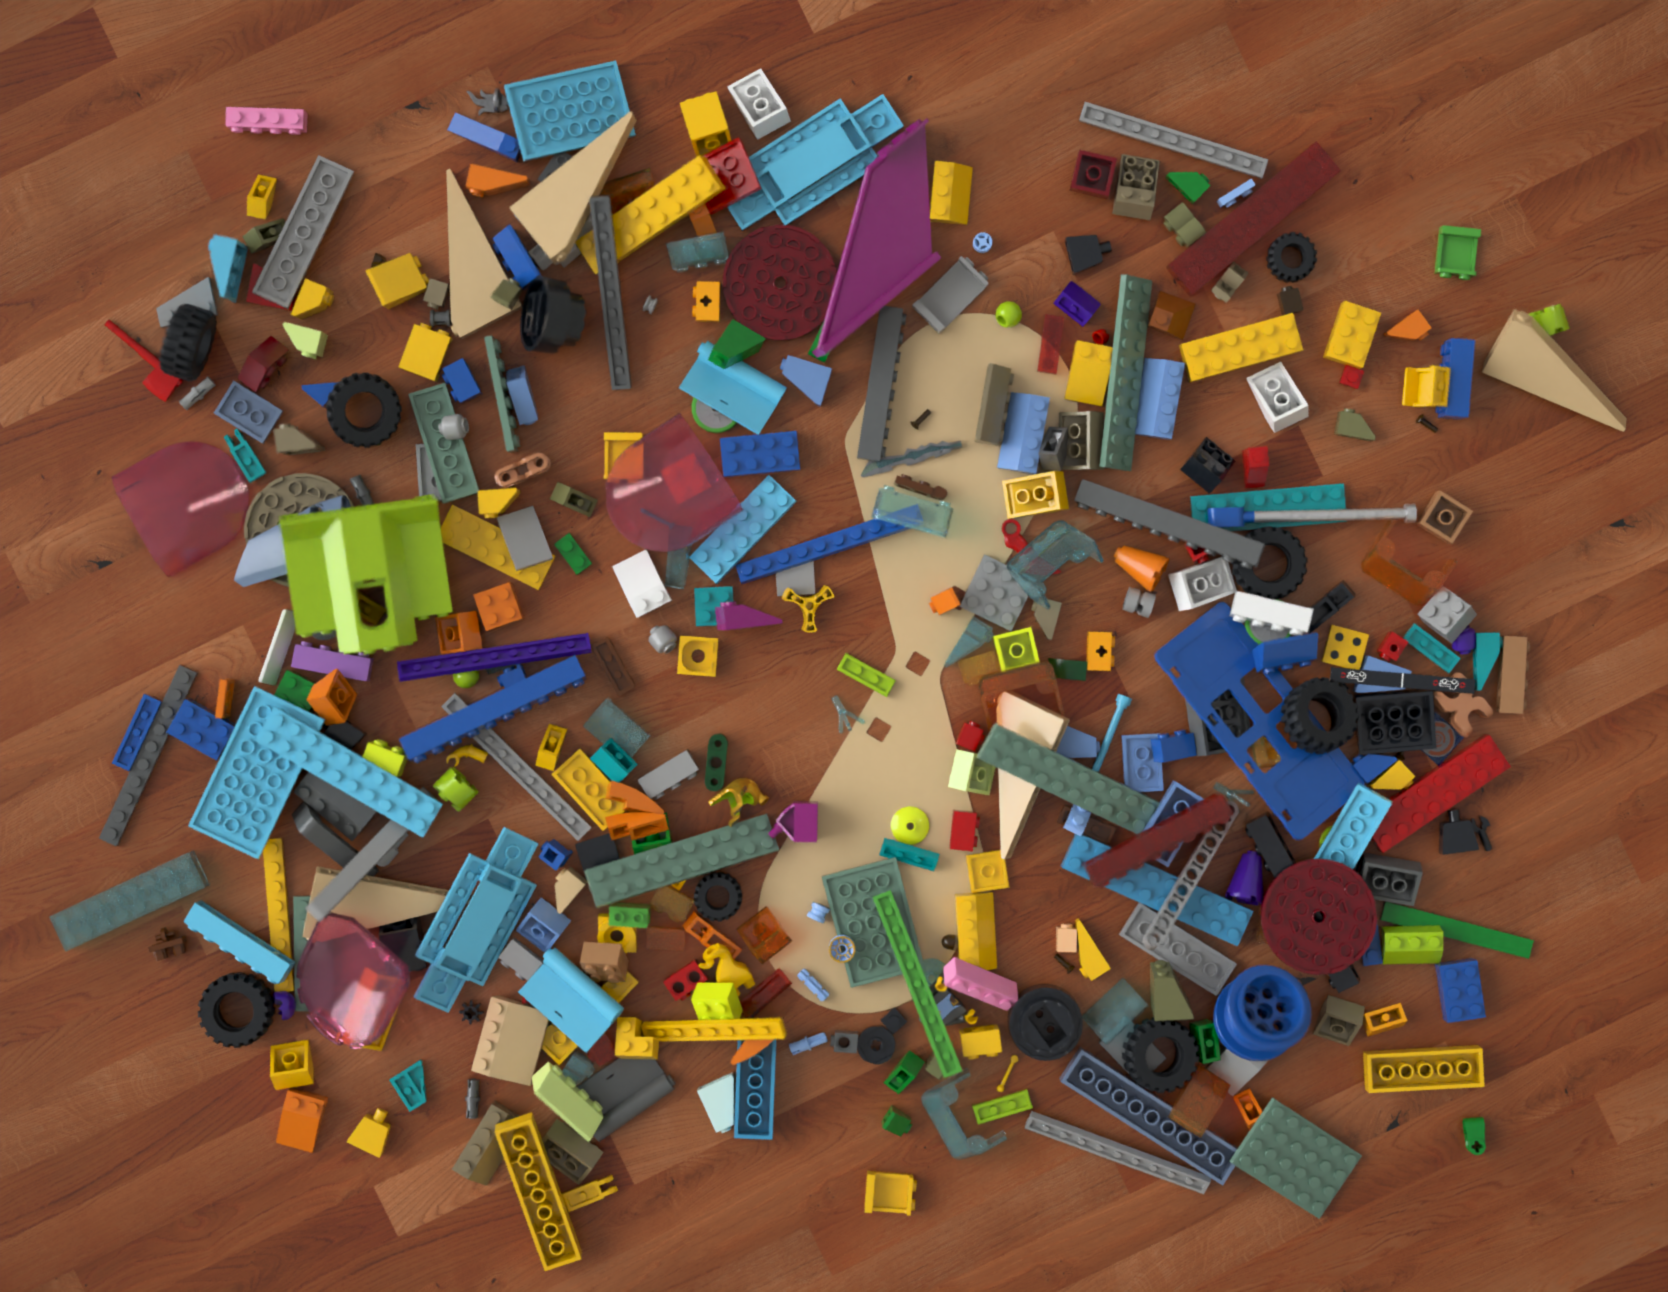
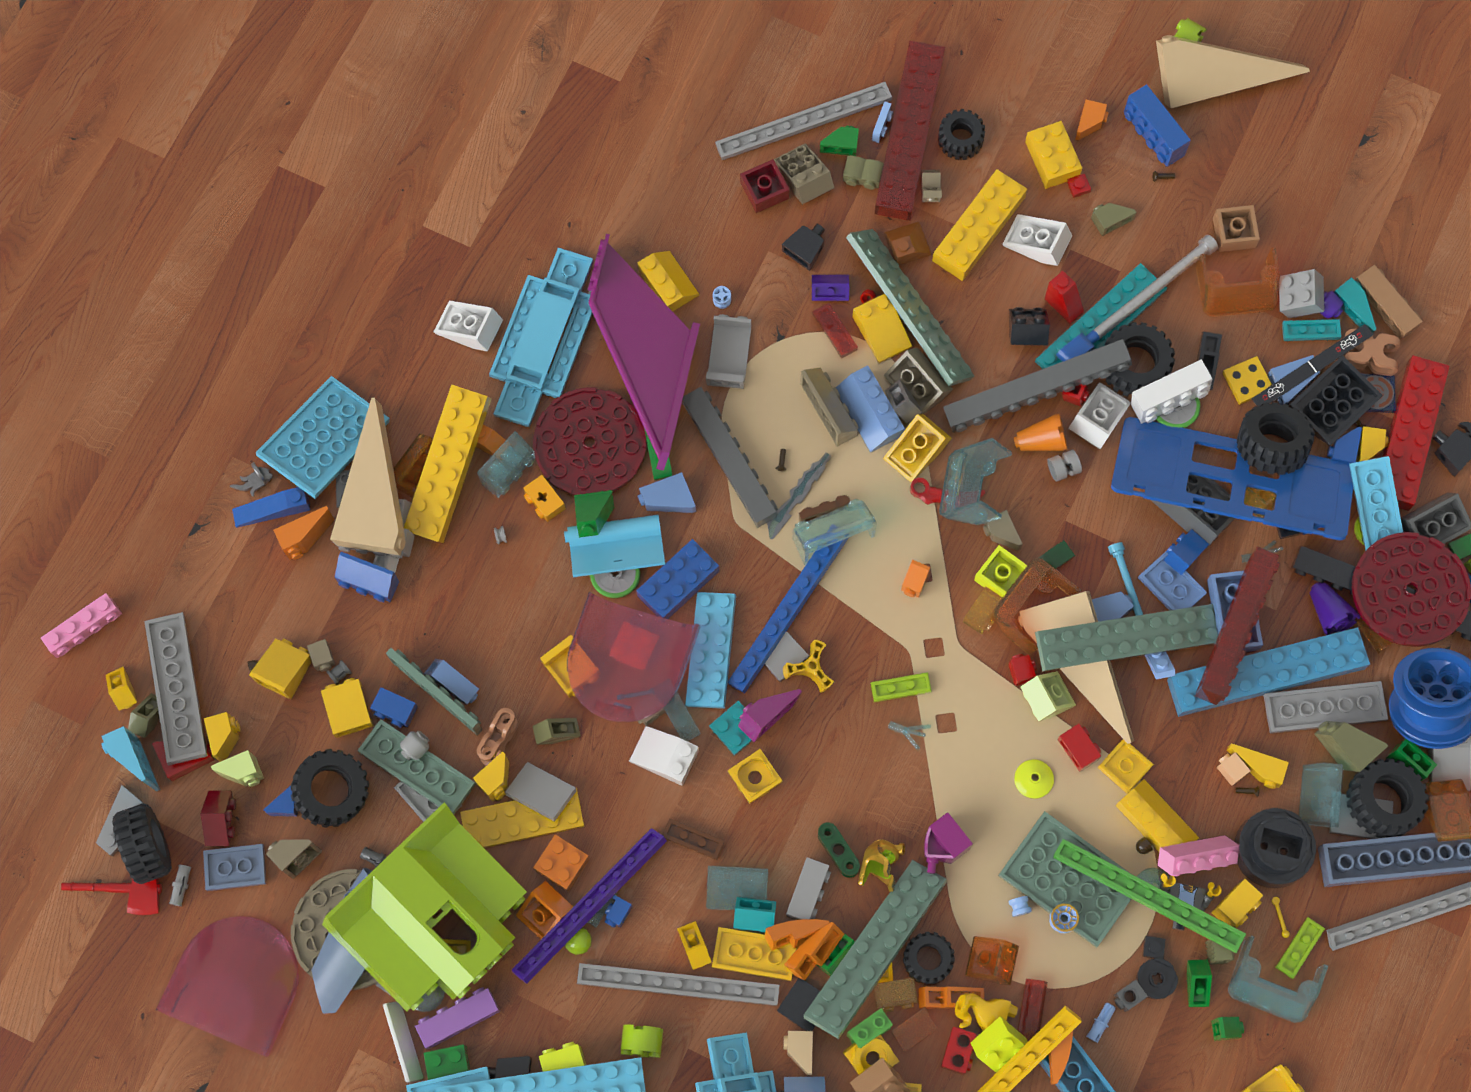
camera: 35 degrees left, 15 degrees down
(245, 457) = (259, 906): teal hinge -> none
(332, 698) = (480, 1045): orange slope -> none
(468, 751) = (628, 1003): yellow piece -> none
(472, 268) = (348, 620): tan slope -> none
(492, 709) = (621, 948): blue brick -> none
(507, 293) = (379, 607): olive slope -> none
(549, 854) = (772, 1037): blue brick -> none
(551, 316) = (427, 597): black piece -> none
(573, 553) = (589, 775): green plate -> none
(610, 292) = (462, 544): dark grey plate -> none
(662, 639) = (716, 785): light grey head -> none
(705, 123) = (439, 368): yellow slope -> none
(735, 172) = (491, 383): red plate -> none
(813, 984) = (1065, 970): light blue axle -> none
(909, 854) = (1053, 800): teal plate -> none
(972, 638) = (959, 589): clear light blue slope -> none
(994, 594) = (949, 546): light grey plate -> none
(1008, 314) = (785, 332): lime piece -> none
(1093, 659) = (1065, 514): light orange brick -> none
(1094, 829) = (1180, 663): reddish brown tile -> none
(1159, 398) = (950, 306): medium blue slope -> none
(1187, 883) = (1290, 643): light grey beam -> none
(1286, 653) = (1208, 413): blue slope -> none
(1289, 300) = (986, 165): dark brown brick -> none
(1392, 647) = (1281, 350): red brick -> none
(1426, 387) = (1141, 146): yellow panel -> none
(1456, 252) = (1077, 42): bright green panel -> none

